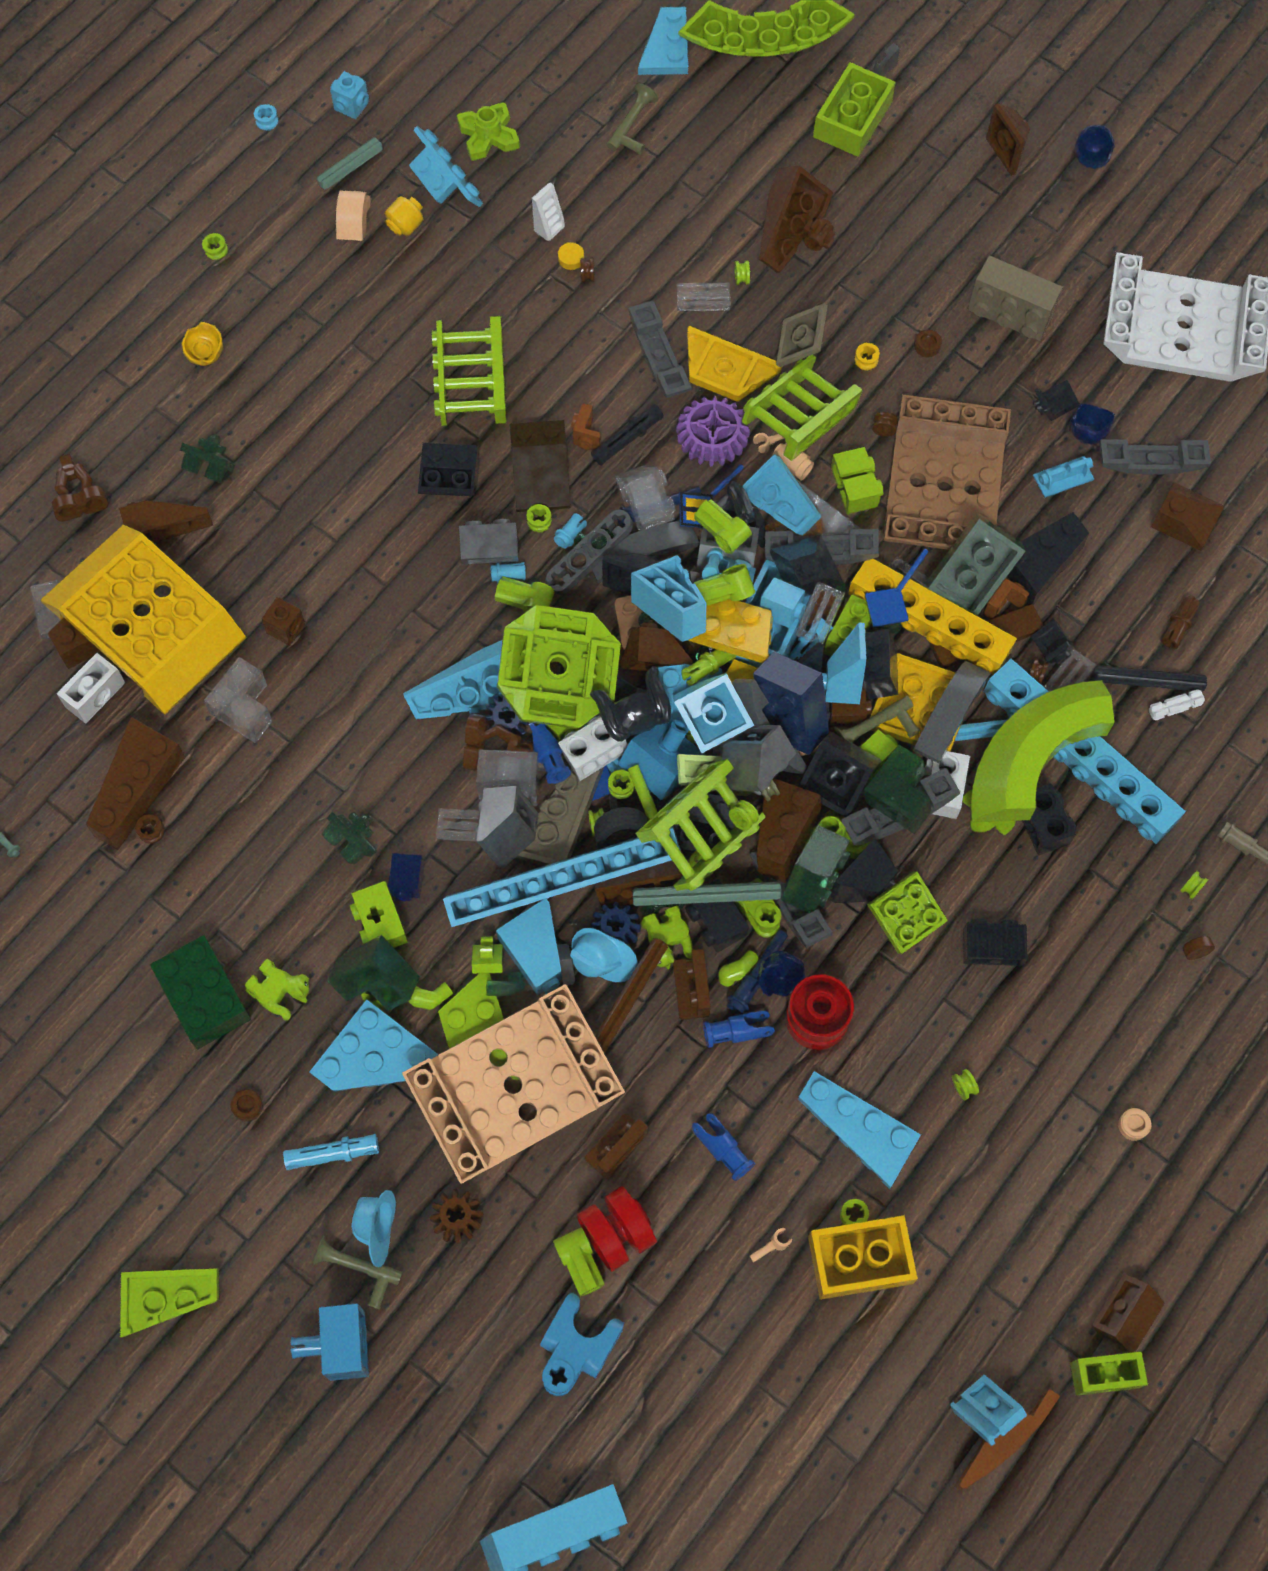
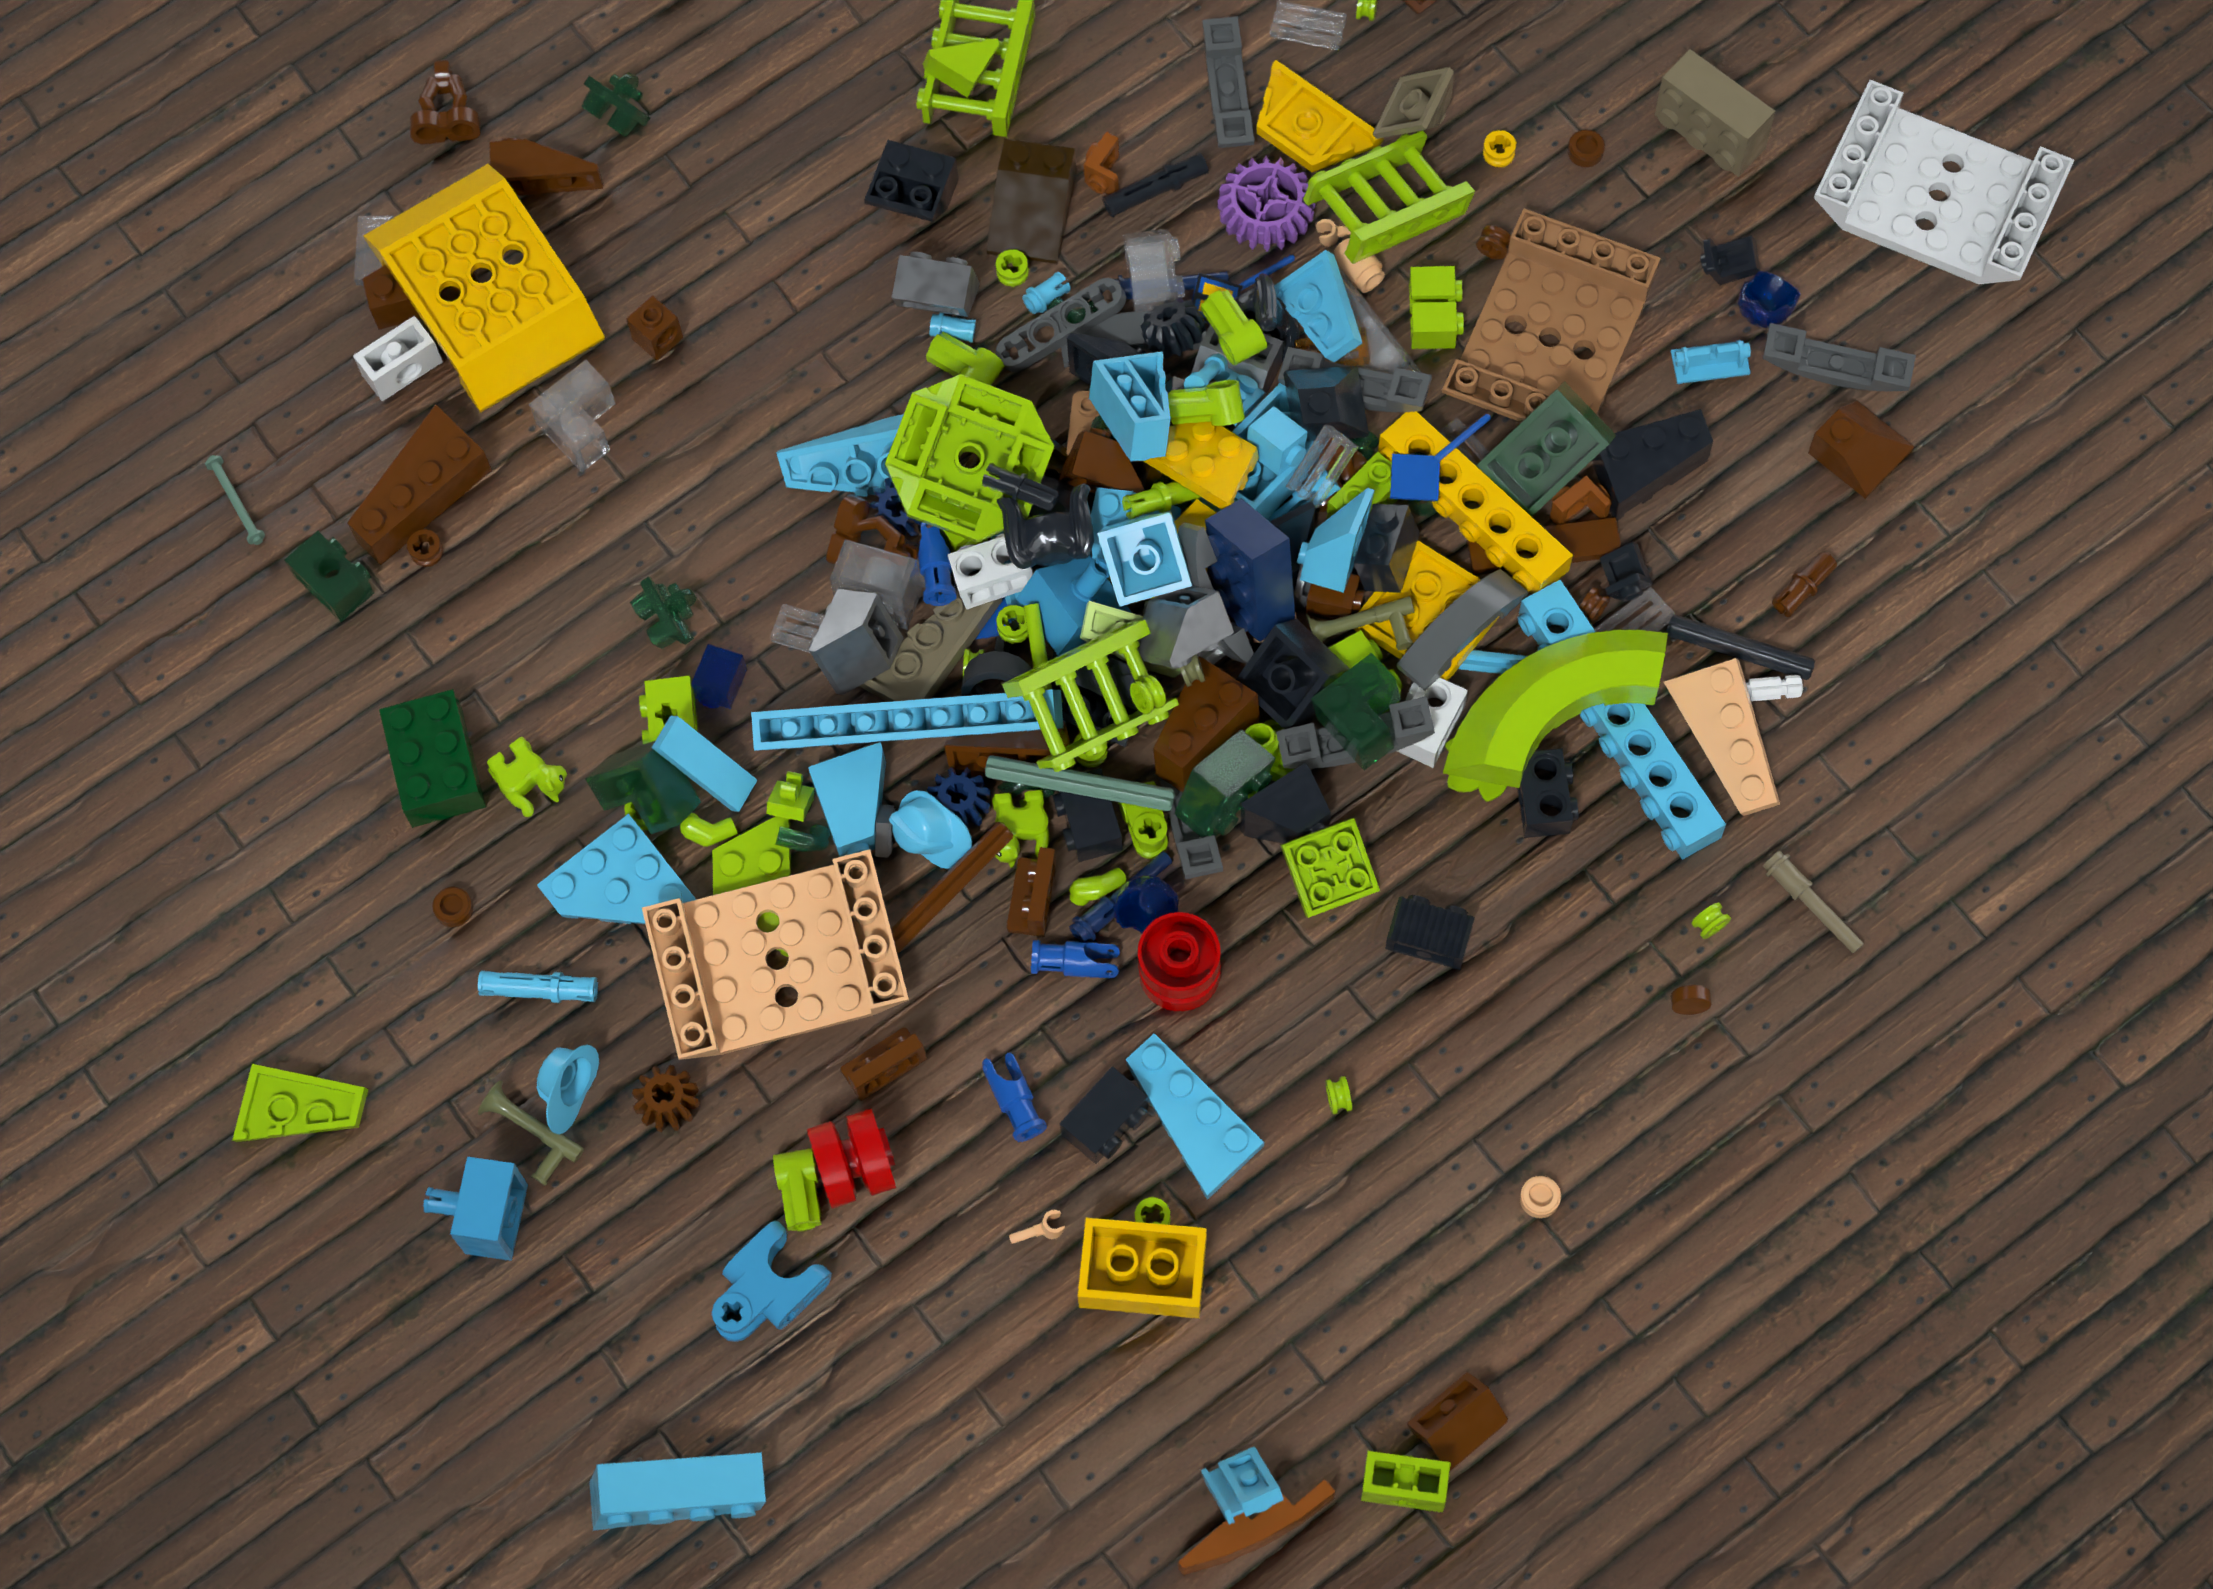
camera: 20 degrees right, 0 degrees up
(93, 879) = (340, 593): none -> clear green brick
(416, 946) = (704, 763): none -> medium azure tile
(463, 376) = (961, 64): none -> lime slope
(605, 680) = (1020, 487): none -> black axle
(676, 535) = (1173, 327): none -> black gear
(796, 1145) = (1105, 1116): none -> black brick
(1159, 739) = (1725, 725): none -> light nougat wing

